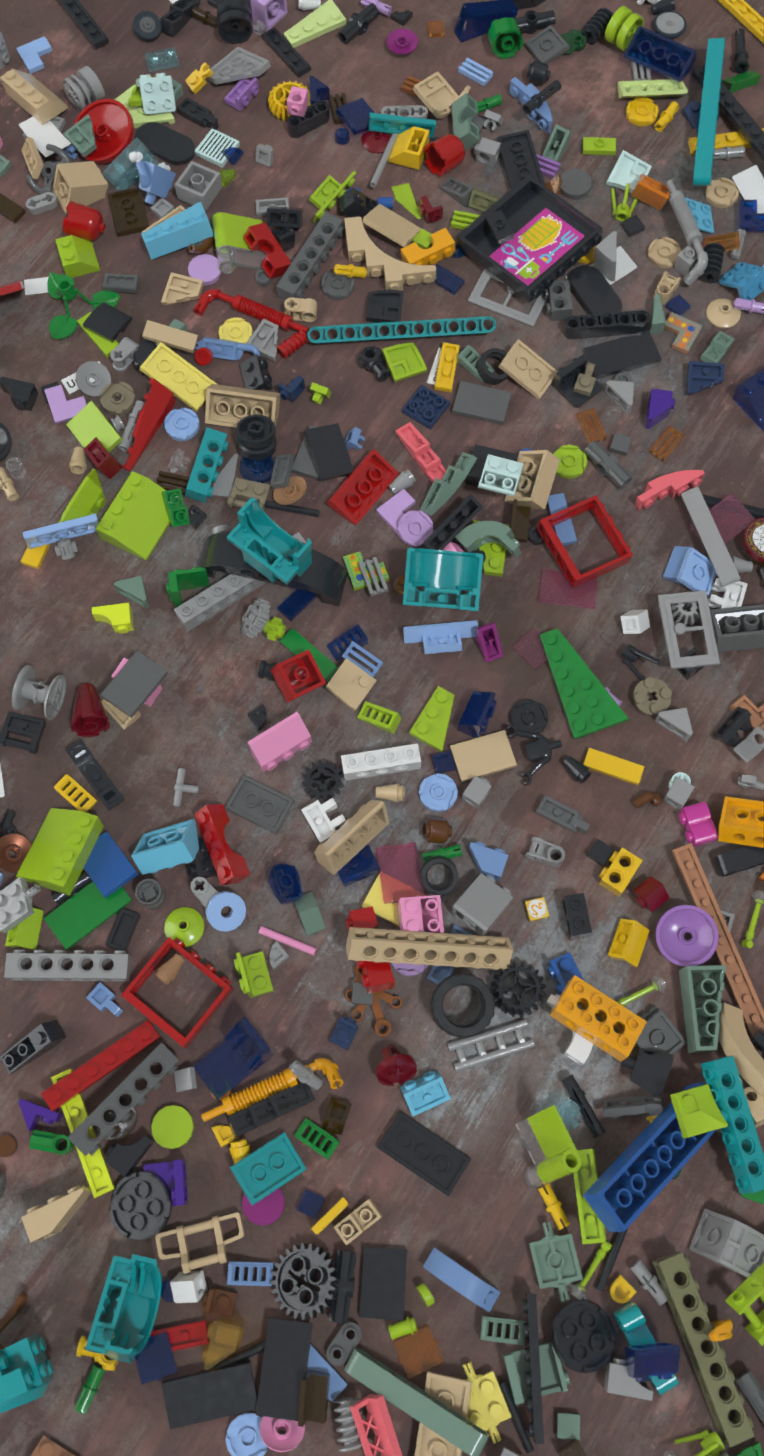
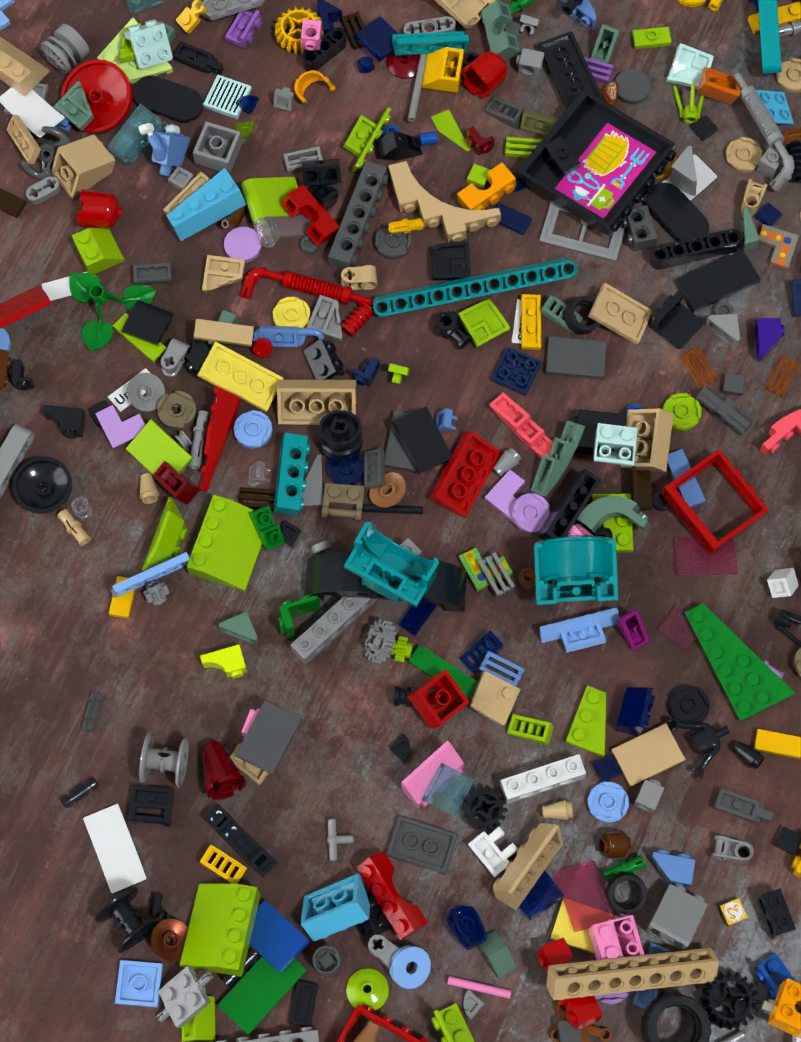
camera: 10 degrees left, 0 degrees up
(128, 211) = (143, 187): dark brown tile -> none
(288, 141) = (308, 78): none -> light orange helmet
(291, 757) = (448, 789): none -> clear light blue plate
(391, 225) = (441, 165): tan tile -> none
(585, 382) = (684, 320): dark tan plate -> none

